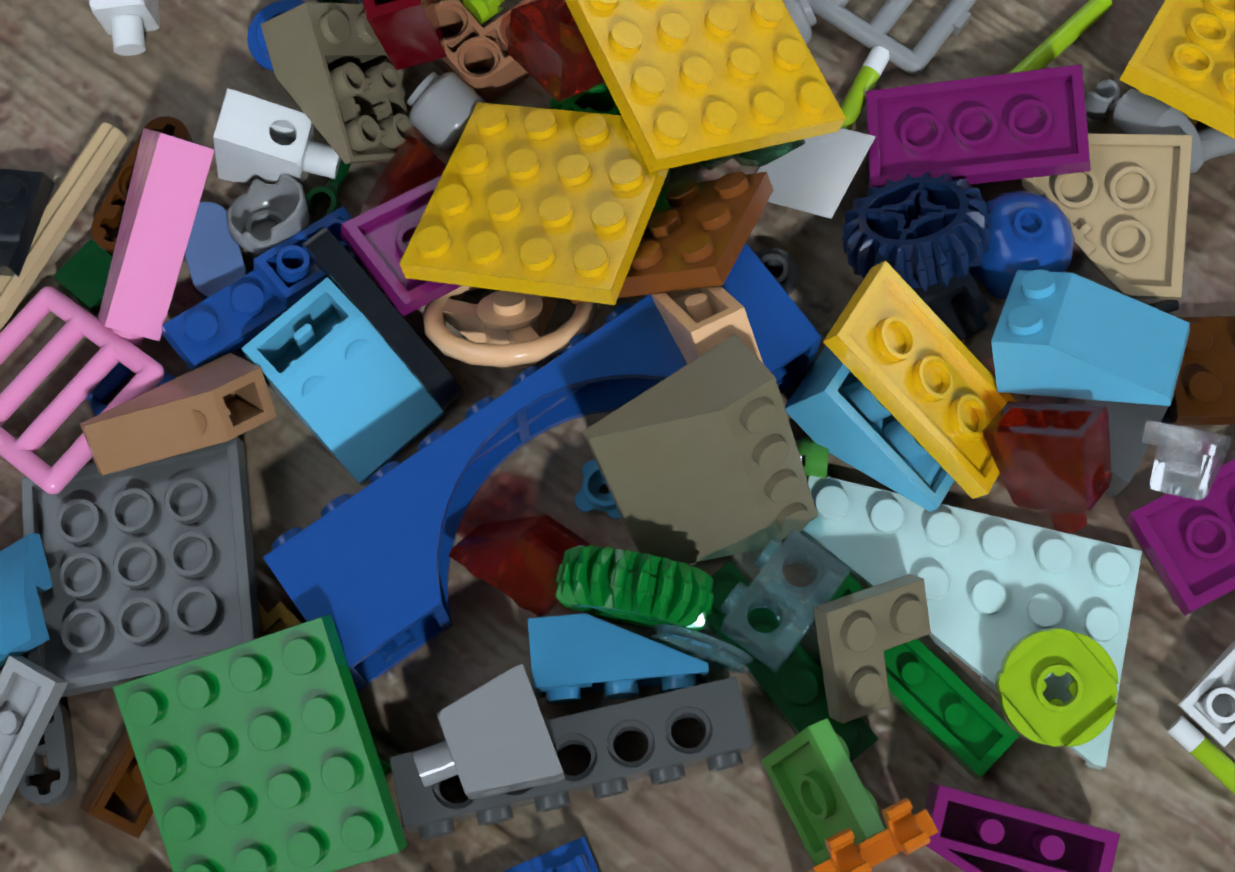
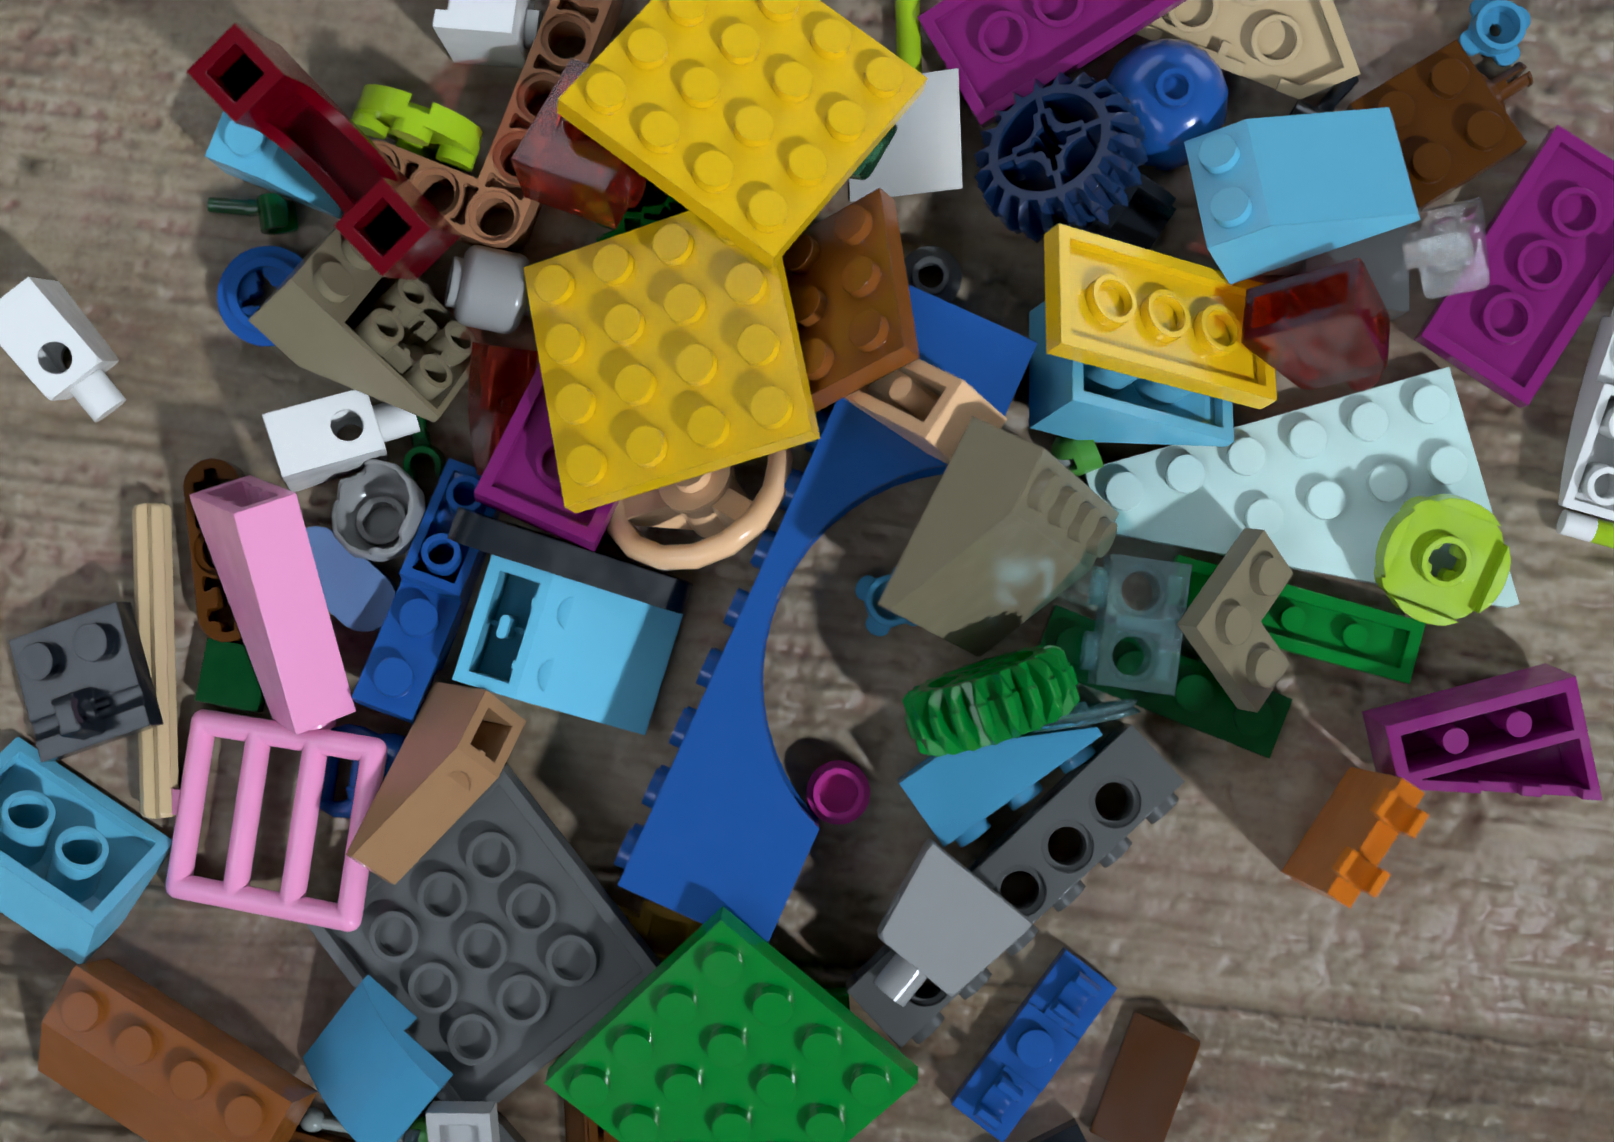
camera: 30 degrees left, 15 degrees up
(478, 610) = (838, 792): none -> dark pink plate
(519, 558) = (853, 722): clear red slope -> none
(822, 789) = (1276, 789): bright green hinge -> none

